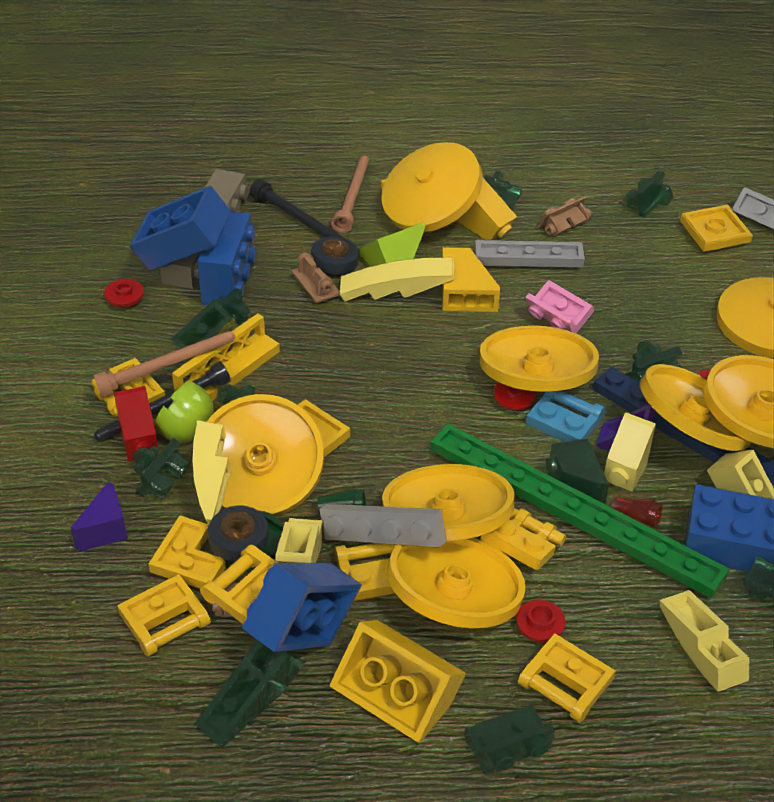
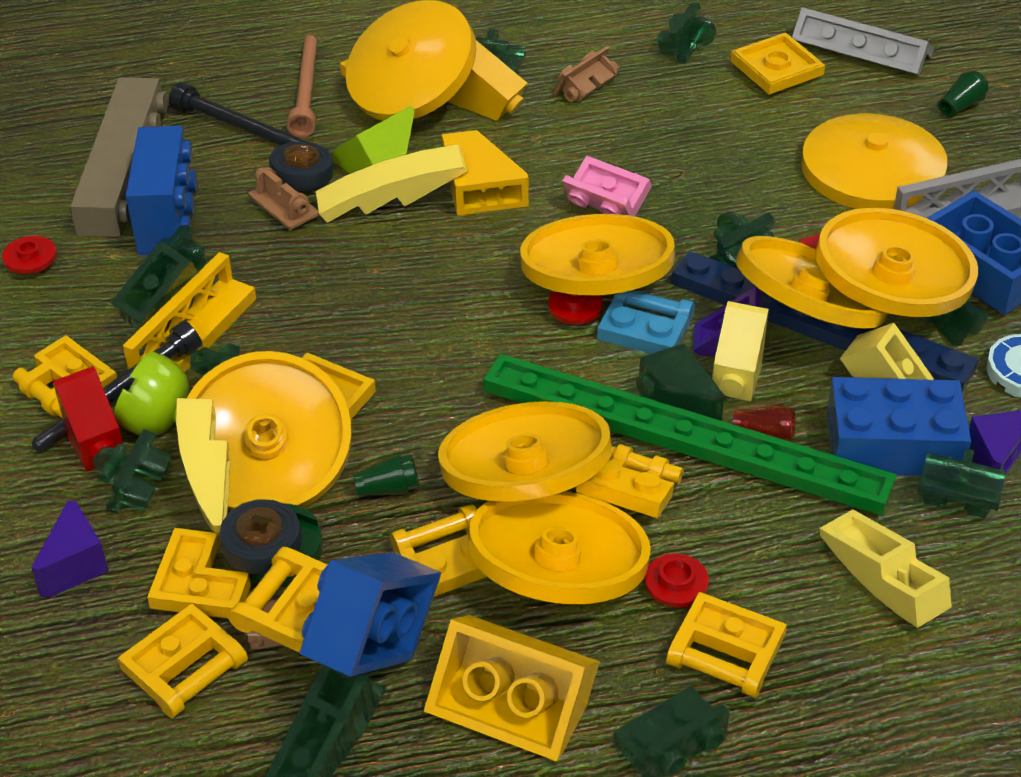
camera: 10 degrees left, 0 degrees up
(108, 381) = (39, 371): nougat piece -> none
(180, 228) = (94, 157): blue brick -> none
(300, 541) = (345, 531): light yellow slope -> none
(383, 524) = (450, 492): light grey plate -> none
(530, 253) = (553, 127): light grey plate -> none

